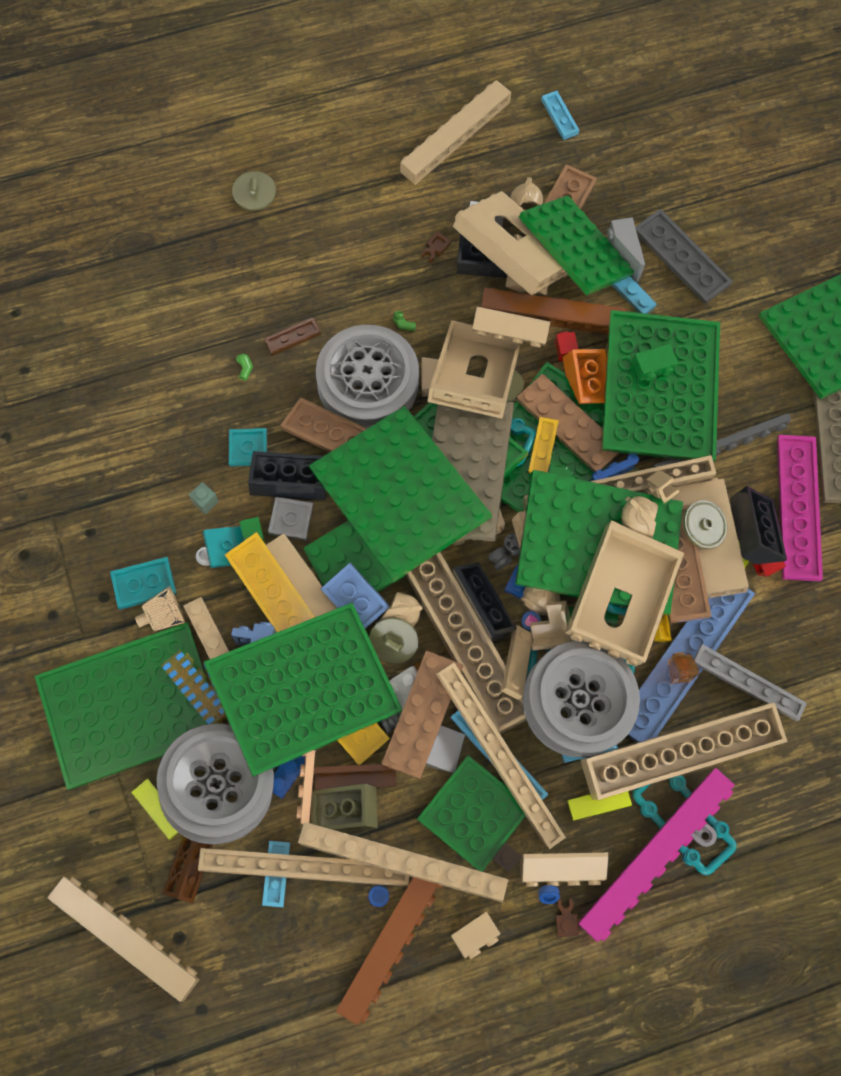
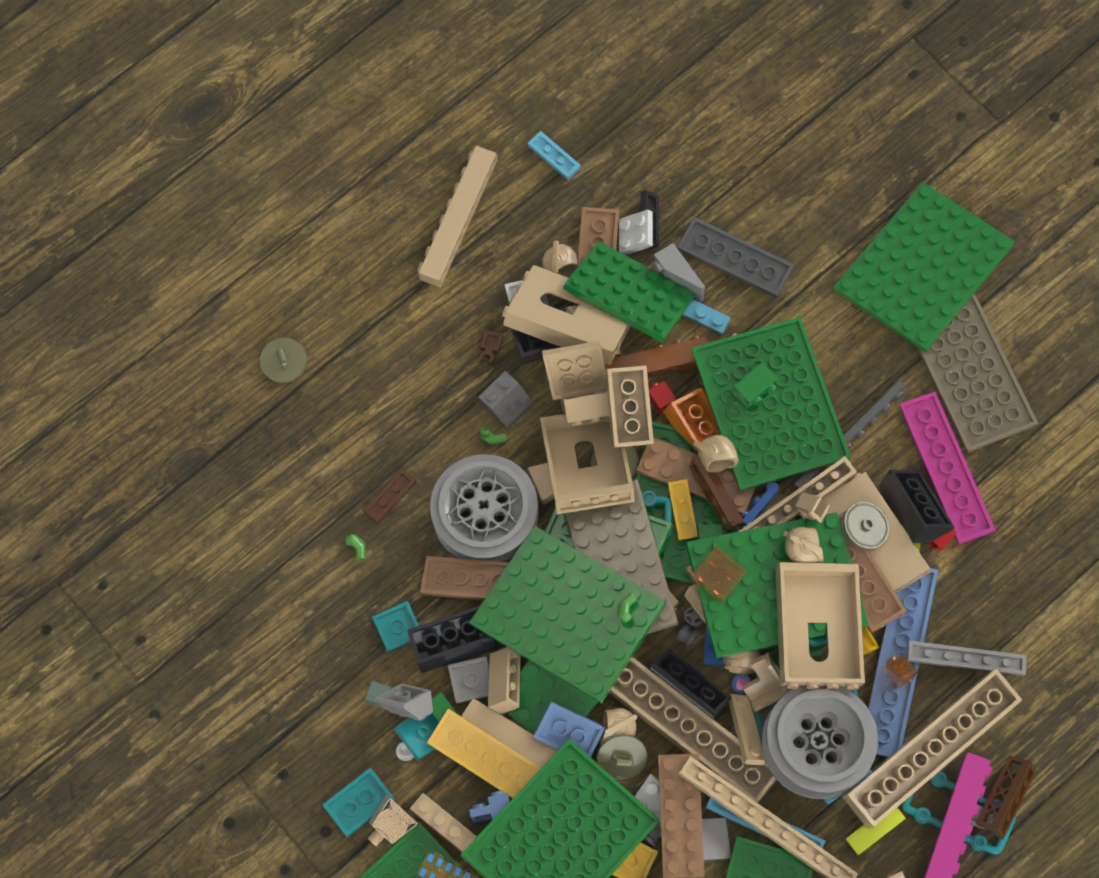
camera: 15 degrees left, 0 degrees up
(223, 511) = (407, 701): none -> light grey slope
(318, 529) = (504, 680): none -> tan brick
(428, 294) = (505, 399): none -> flat silver slope
(450, 503) = (623, 607): none -> bright green arm
(499, 286) = (575, 370): none -> tan plate
(533, 333) = (629, 406): none -> tan brick
(550, 508) = (719, 573): none -> clear orange plate
(579, 442) = (716, 495): none -> reddish brown fence
(594, 407) = (717, 453): none -> tan helmet
(603, 201) = (635, 232): none -> white plate
(620, 196) = (650, 202): none -> black plate
(741, 830) = (1013, 797): none -> reddish brown fence

